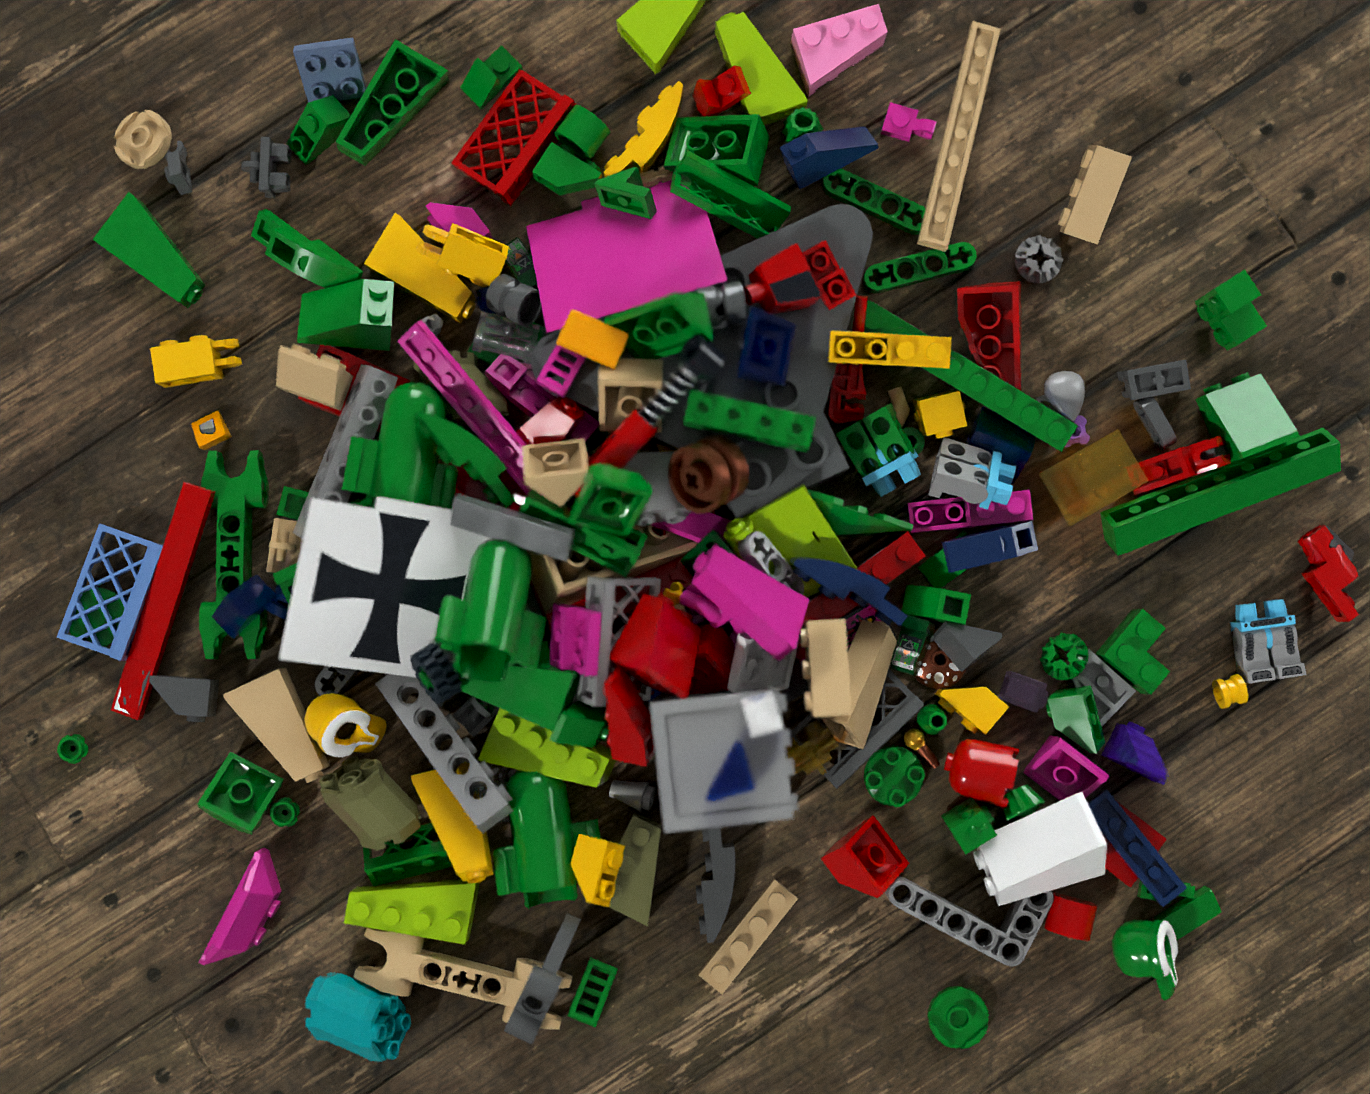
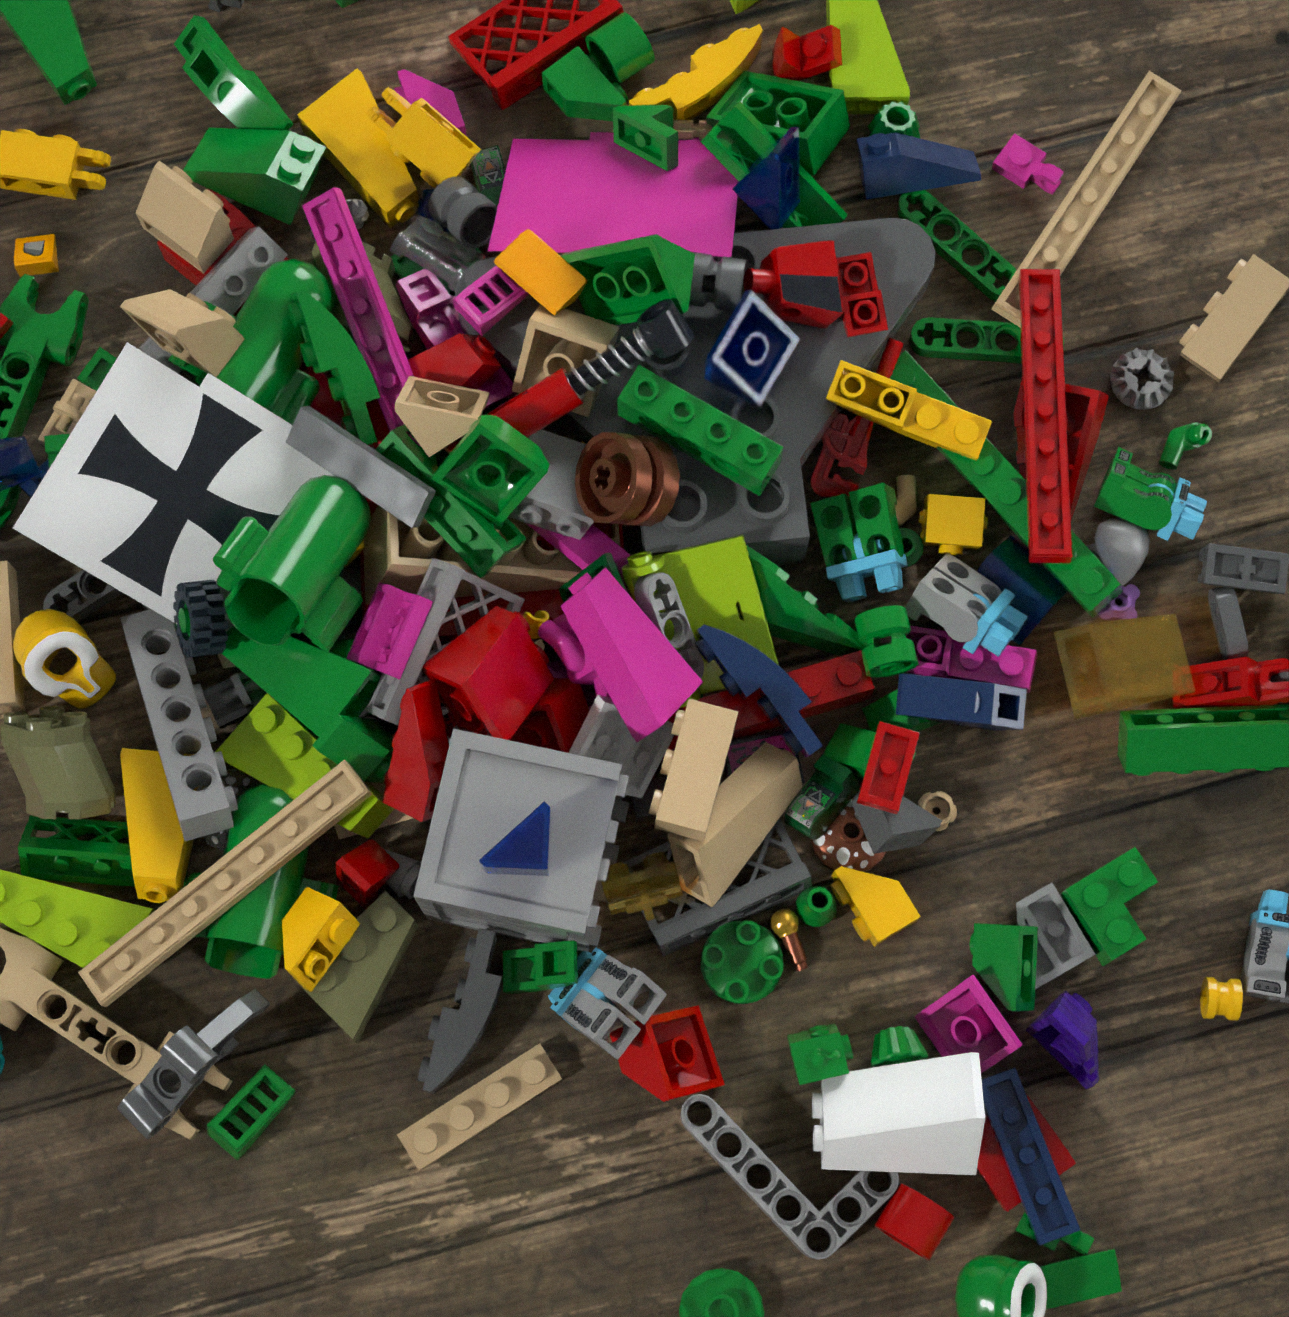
camera: 20 degrees right, 10 degrees down
(348, 465) = (187, 328): none -> tan slope
(523, 853) = (224, 883): none -> tan tile
(615, 803) = (365, 871): none -> red slope
(731, 204) = (773, 181): none -> clear blue slope
(757, 834) = (540, 967): none -> green slope
(761, 713) = (588, 781): white brick -> none
(802, 840) = (600, 987): none -> light grey hips
(836, 44) = (970, 44): bright pink wedge -> none
(917, 513) = (885, 639): none -> green wheel
(956, 613) = (888, 767): none -> red plate
(982, 770) = (858, 987): red cylinder -> none
(984, 317) = (1045, 417): none -> red tile
(996, 616) = (942, 801): none -> tan plate
(1023, 692) = (947, 908): clear purple brick -> none
(1074, 351) = (1149, 498): none -> green hips
(1077, 656) = (1031, 883): green gear -> none
(1081, 295) = (1181, 440): none -> green arm

